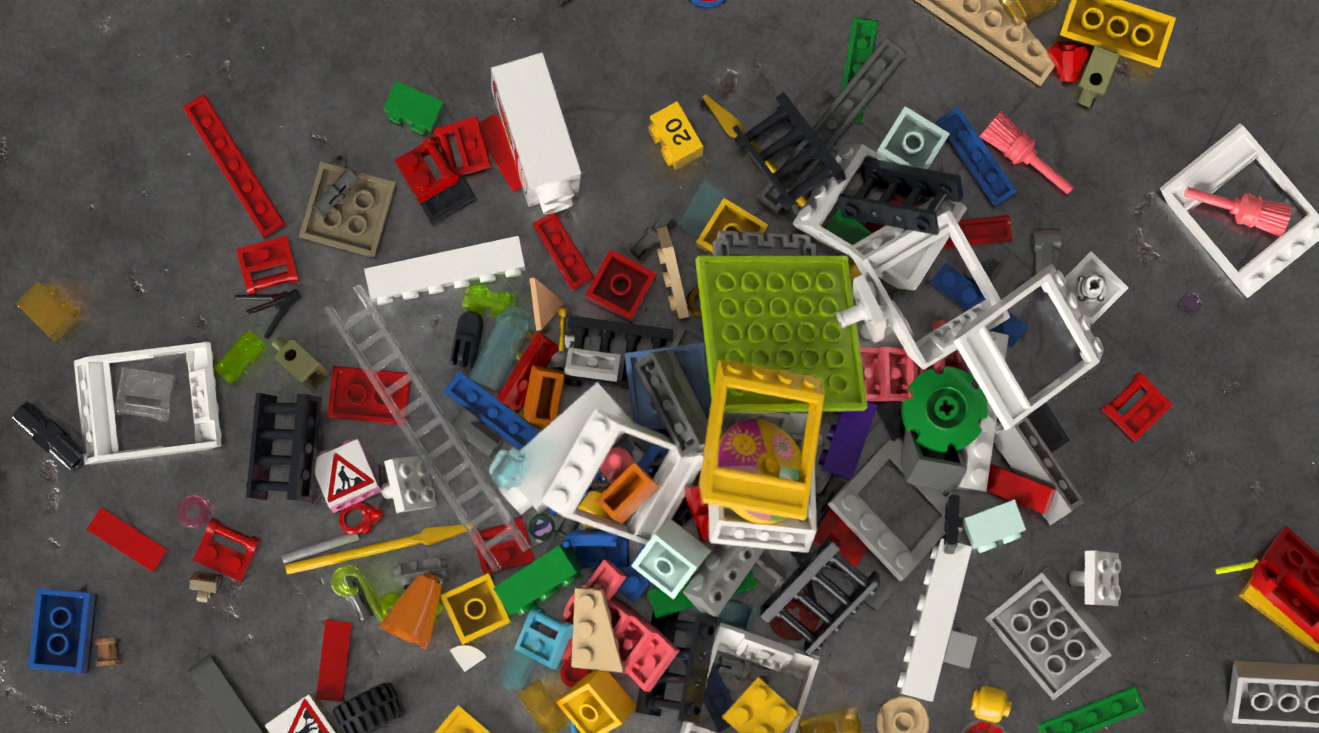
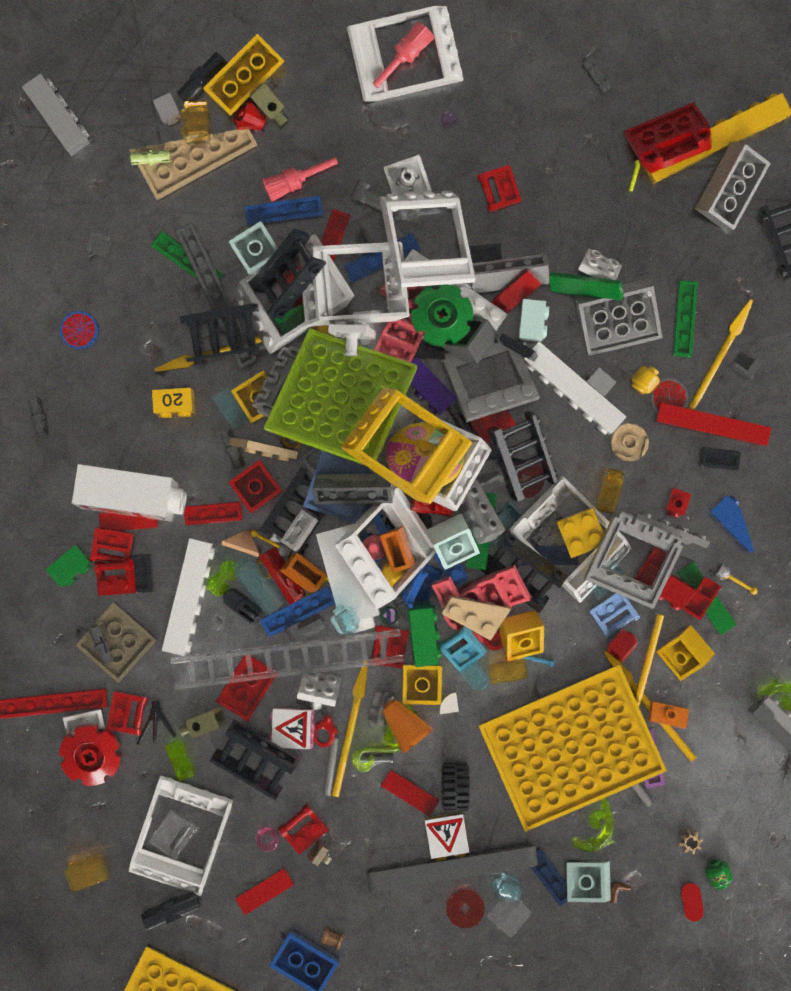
camera: 65 degrees left, 5 degrees up
(211, 255) = (76, 751): none -> red piece
(231, 218) = (88, 717): none -> white plate
(1069, 571) = (586, 286): none -> green tile

